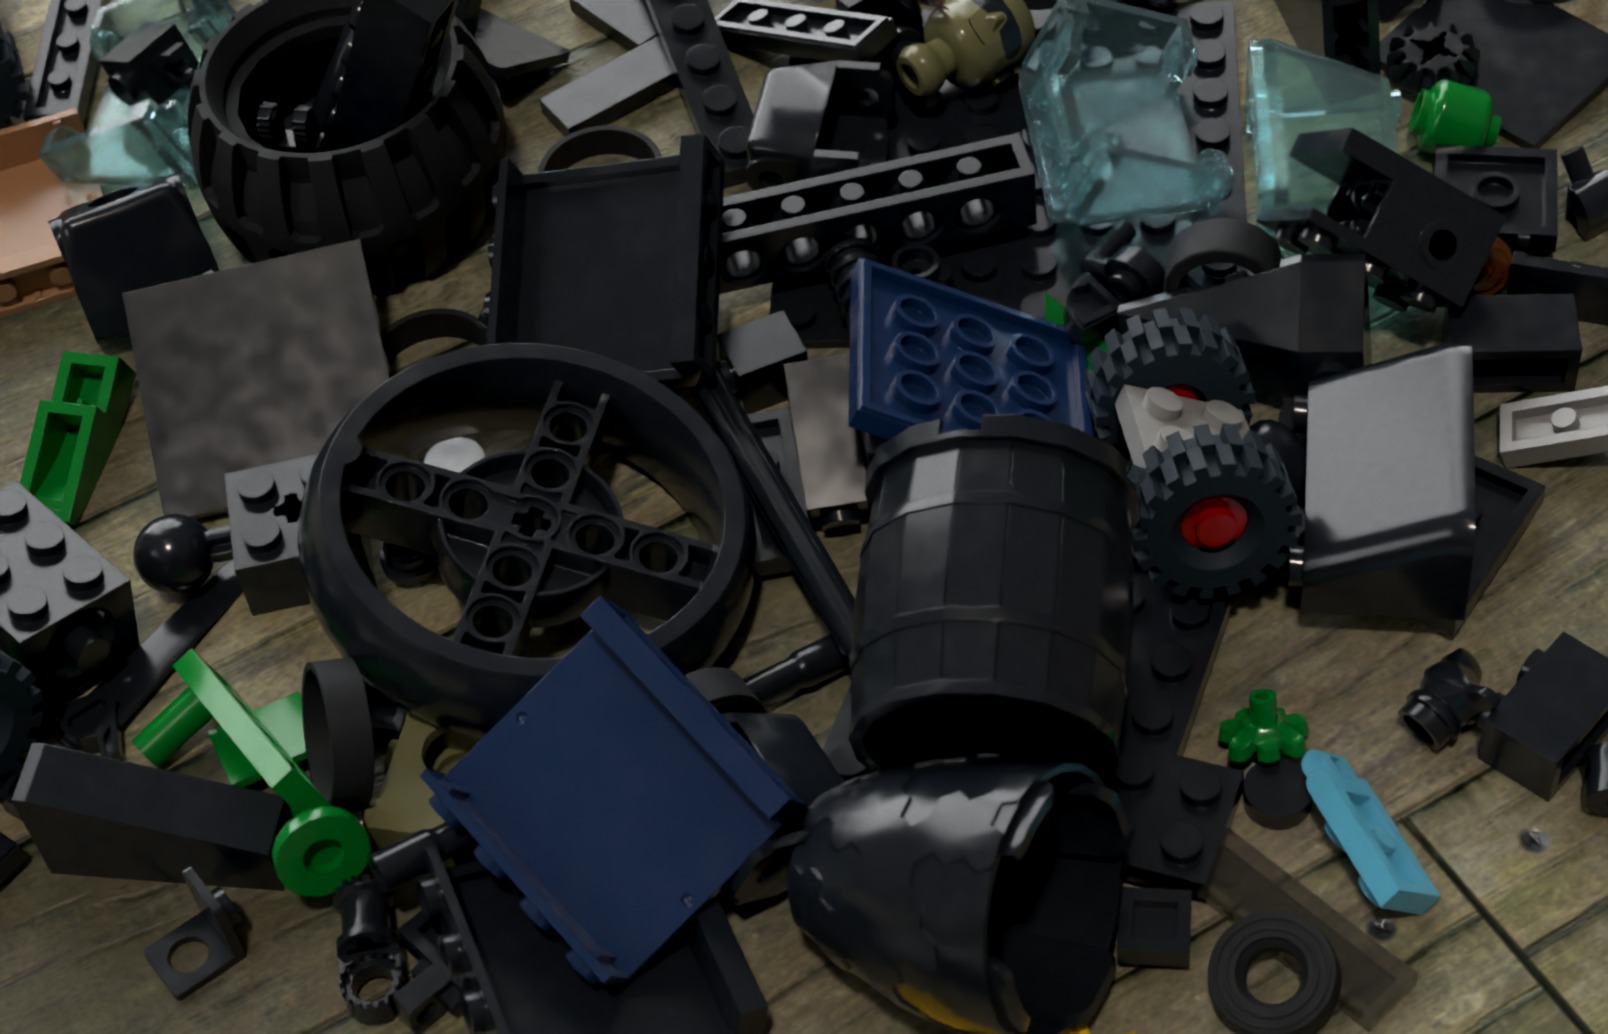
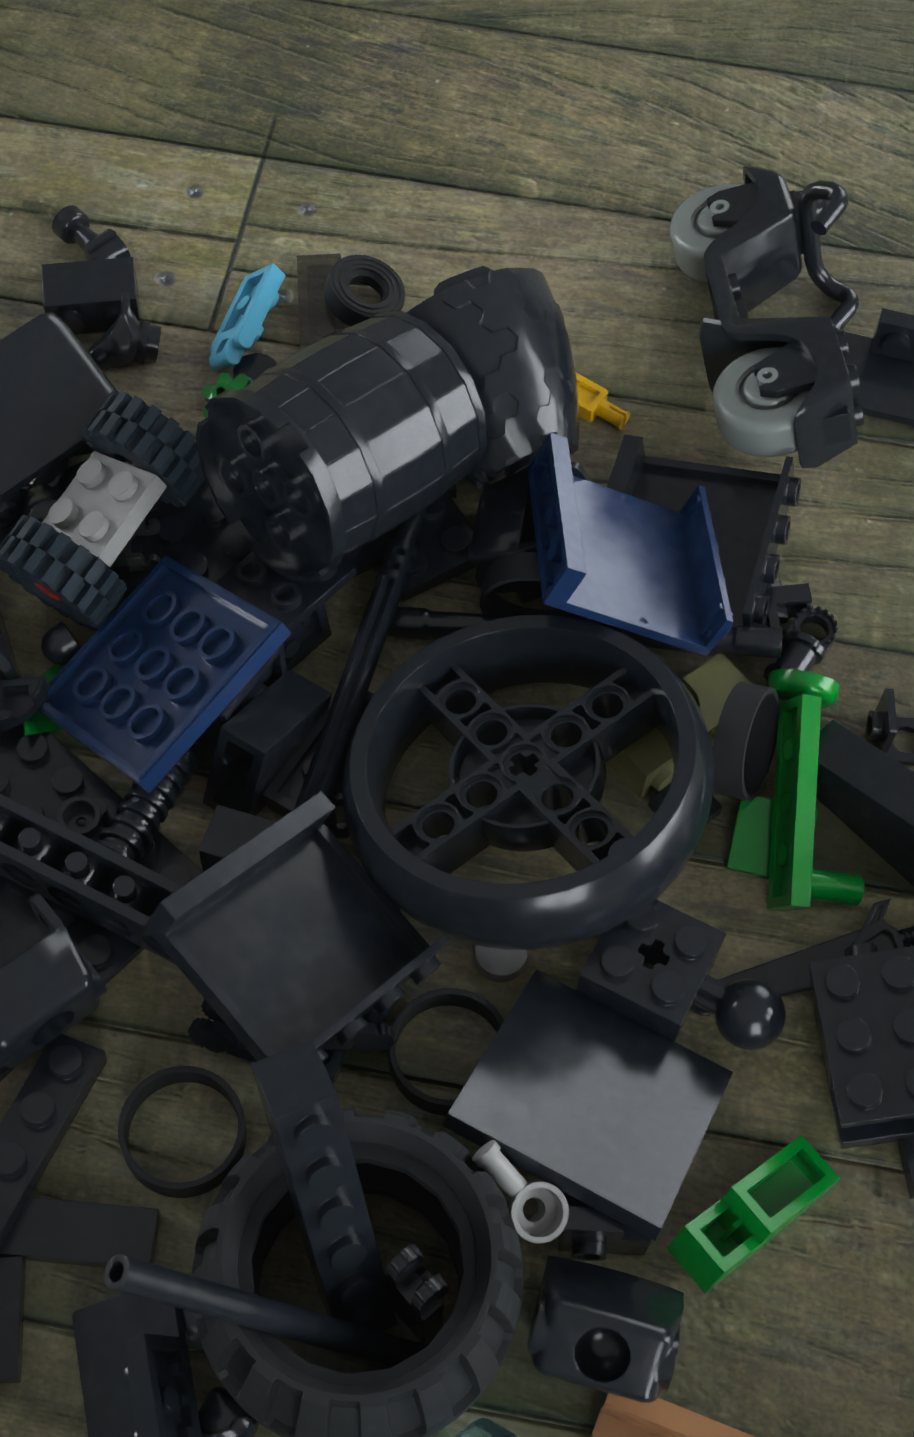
camera: 150 degrees left, 10 degrees up
(252, 248) = (552, 1204): none -> light grey bar

